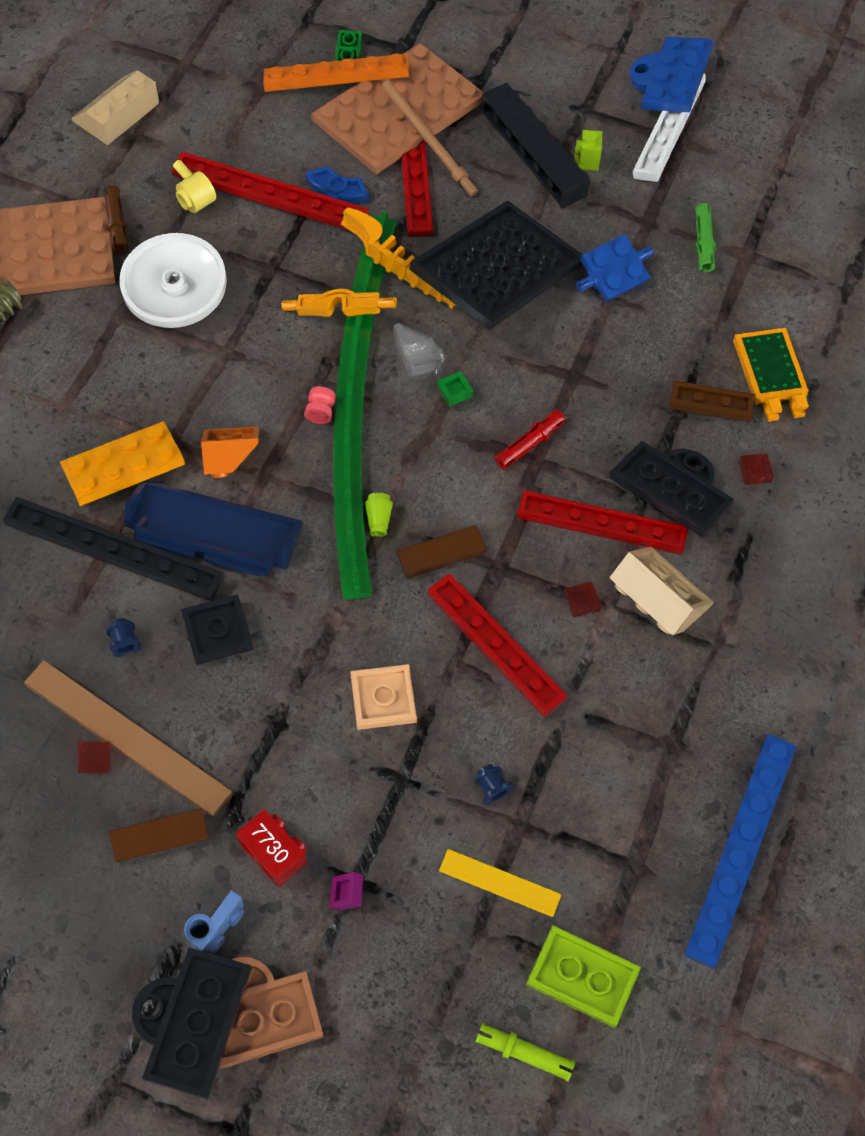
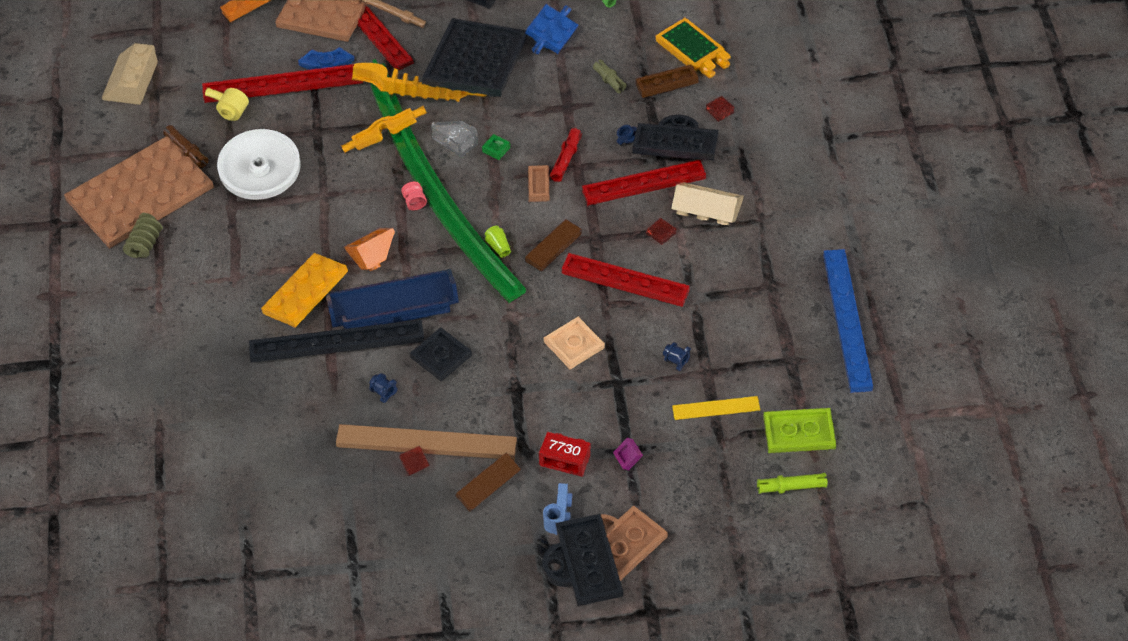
camera: 25 degrees left, 10 degrees down
(476, 460) = (538, 183): none -> nougat tile
(618, 448) = (626, 134): none -> dark blue plate
(646, 361) = (609, 76): none -> olive pin

